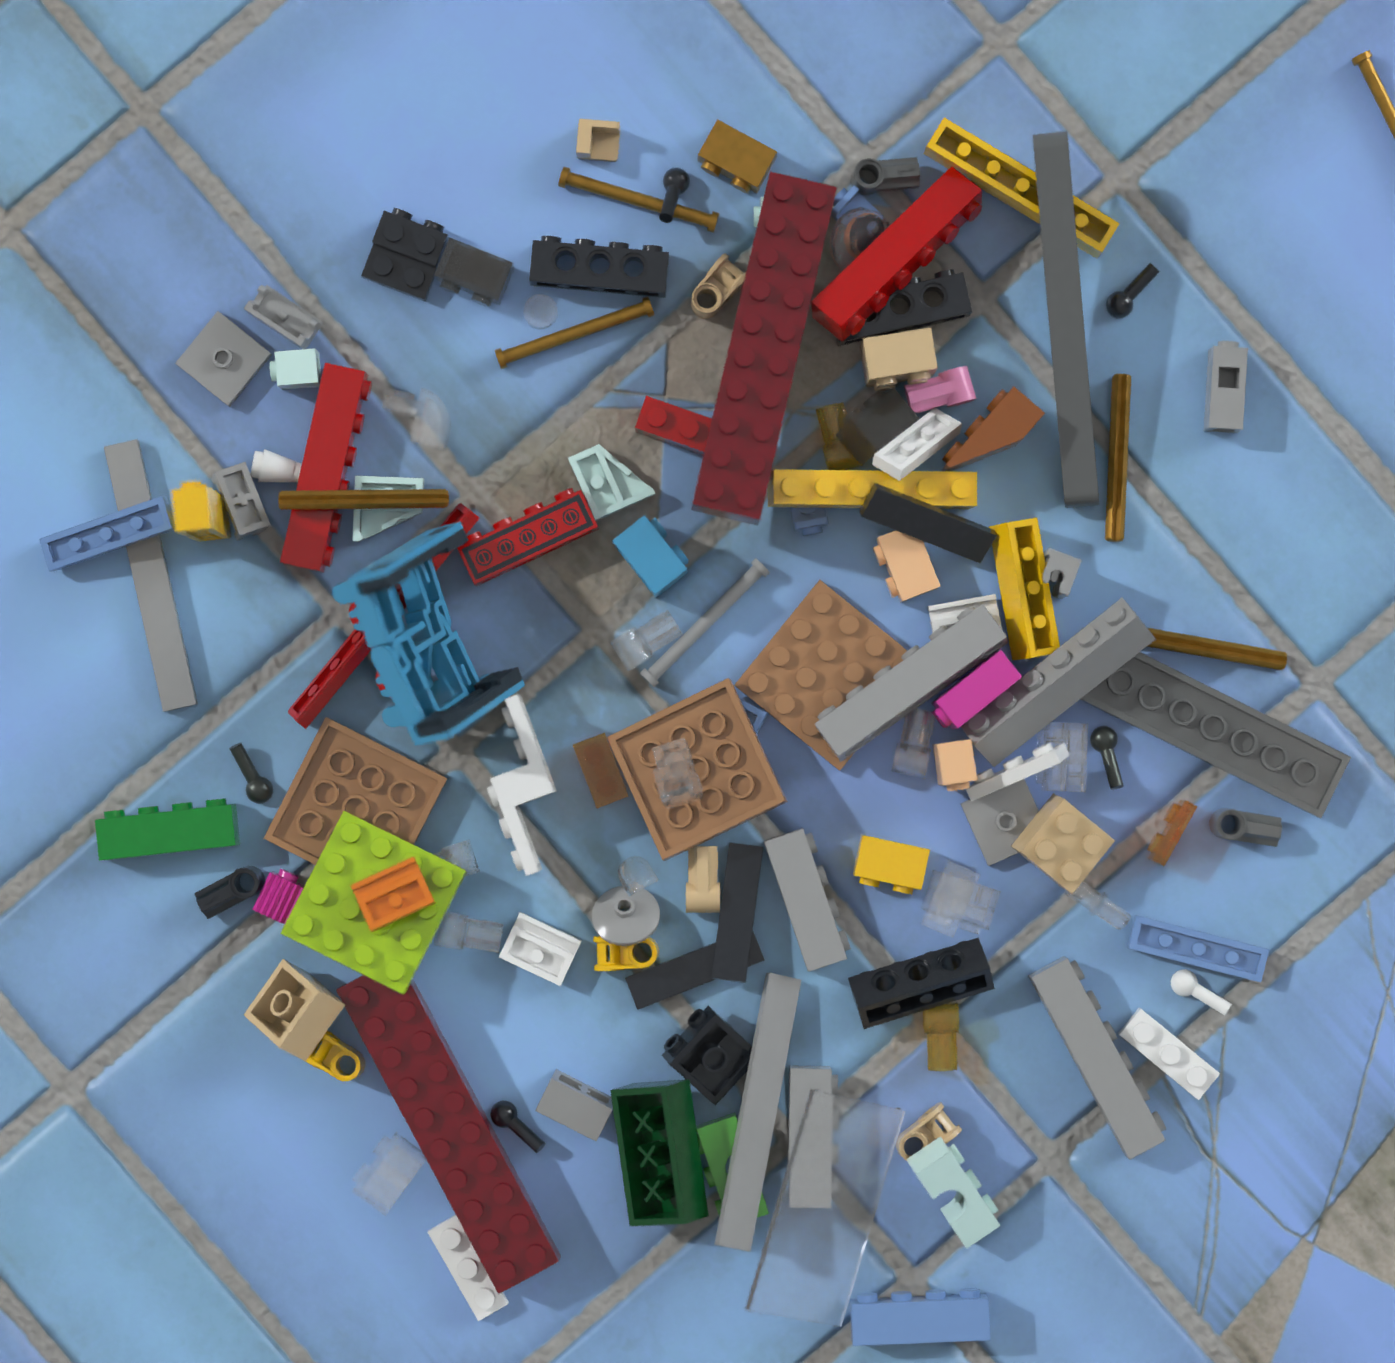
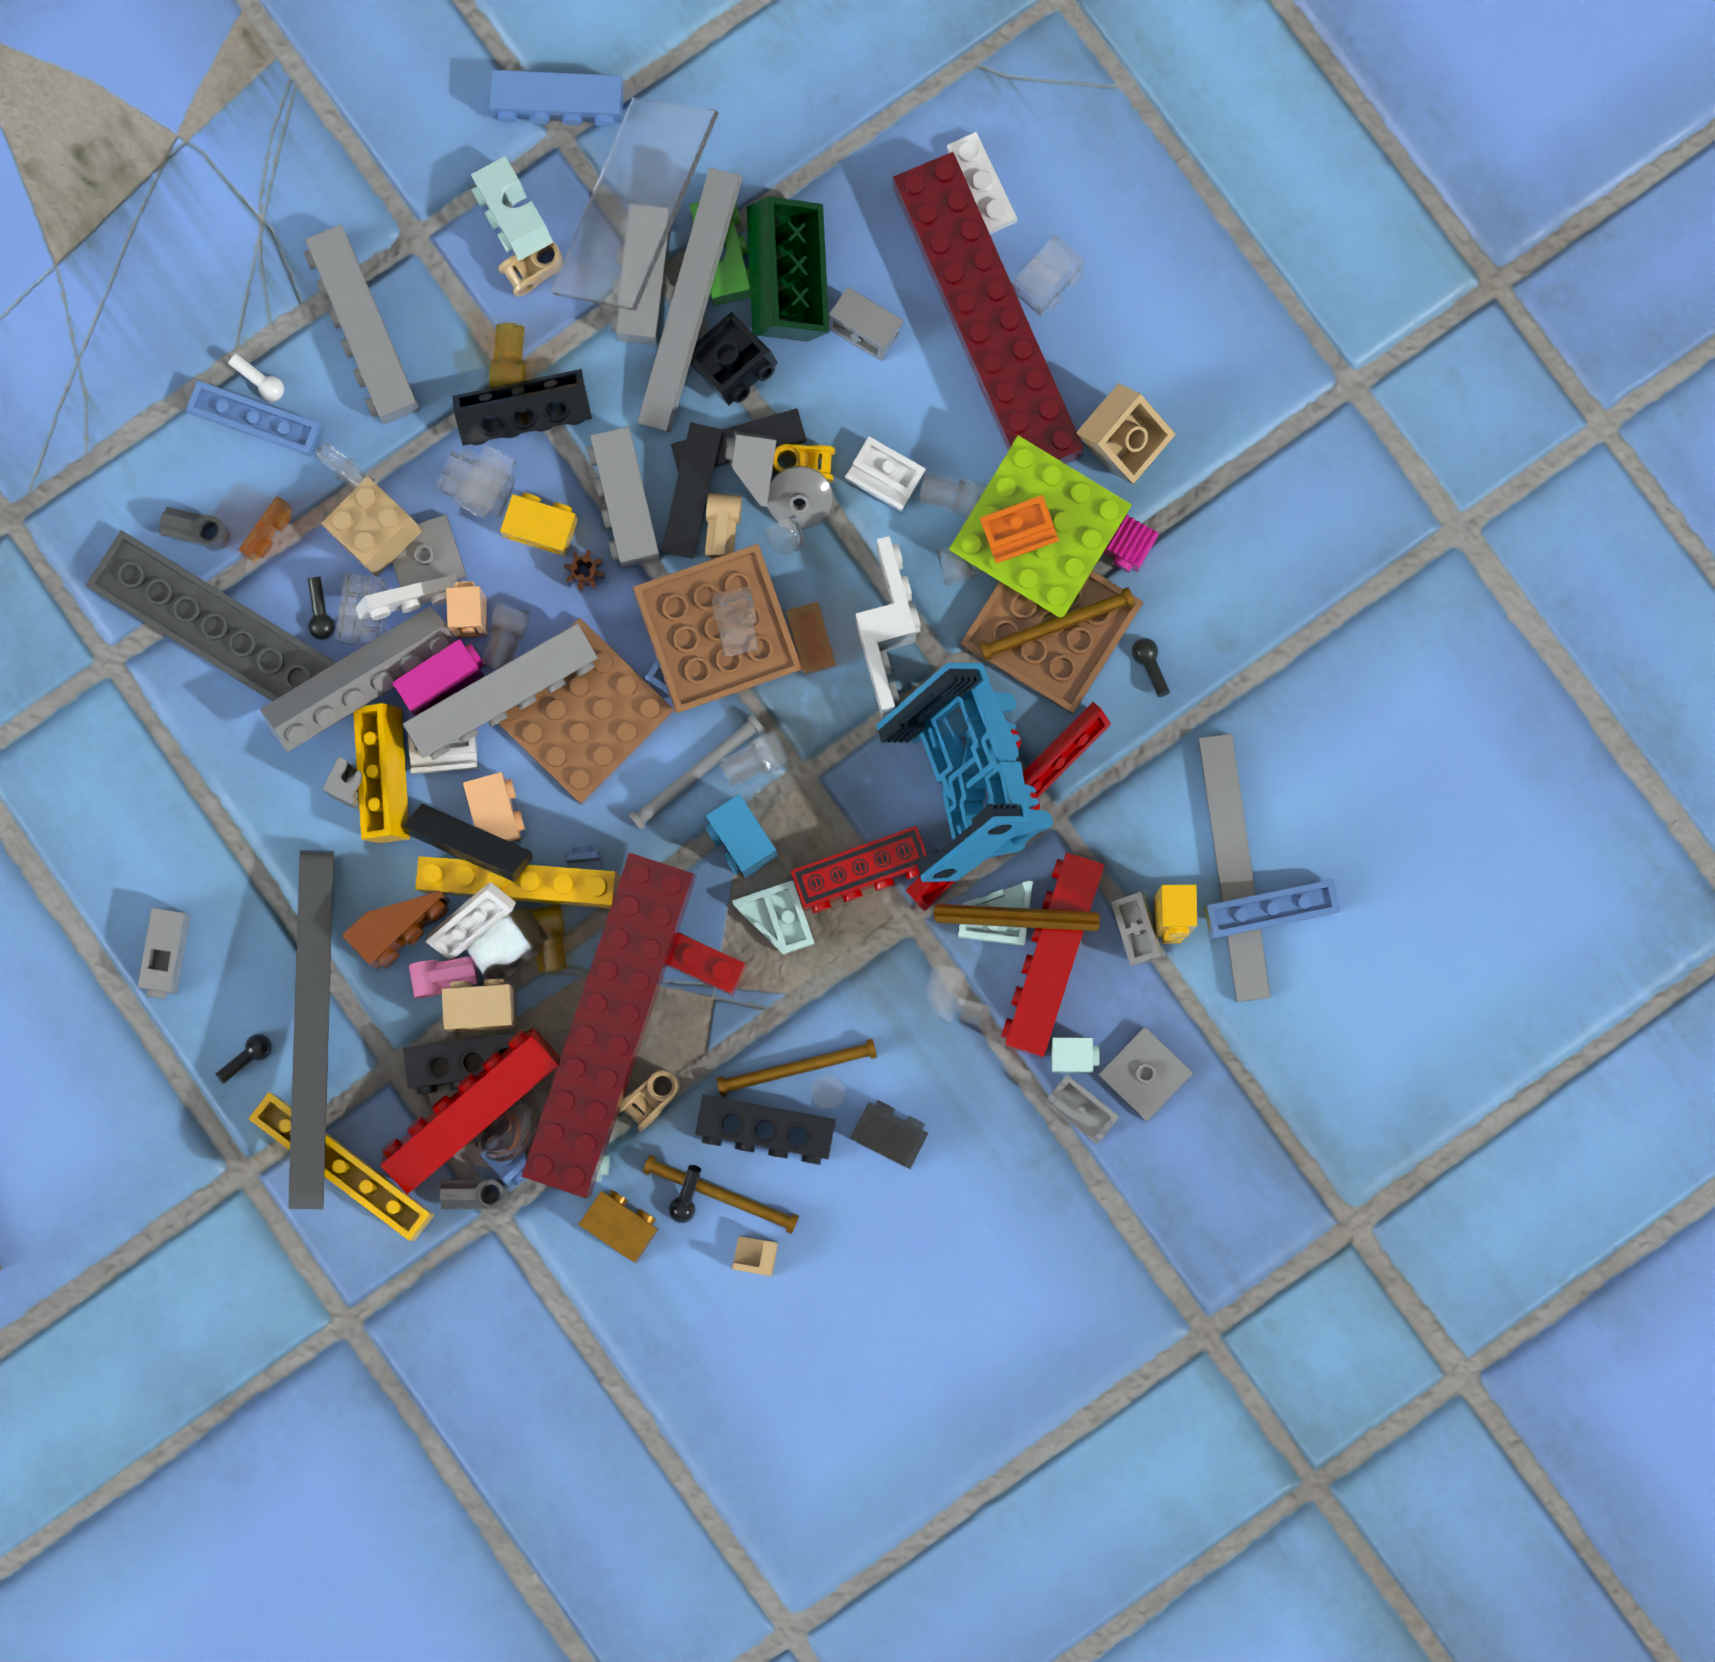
camera: 170 degrees left, 5 degrees down
(167, 832) = (1236, 617): green brick -> none
(228, 891) = (1182, 554): black piece -> none
(274, 468) = (1103, 960): white cone -> none
(329, 1056) = (1095, 392): yellow piece -> none
(348, 805) = (1057, 624): none -> pearl gold bar
(405, 254) = (956, 1160): black plate -> none
(505, 1115) = (934, 321): black bar -> none
(675, 944) = (752, 461): none -> light grey slope
(849, 819) = (580, 578): none -> reddish brown gear
(1118, 457) = (276, 896): pearl gold axle -> none
(1168, 1053) = (293, 323): white plate -> none
(1218, 649) = (200, 701): pearl gold axle -> none

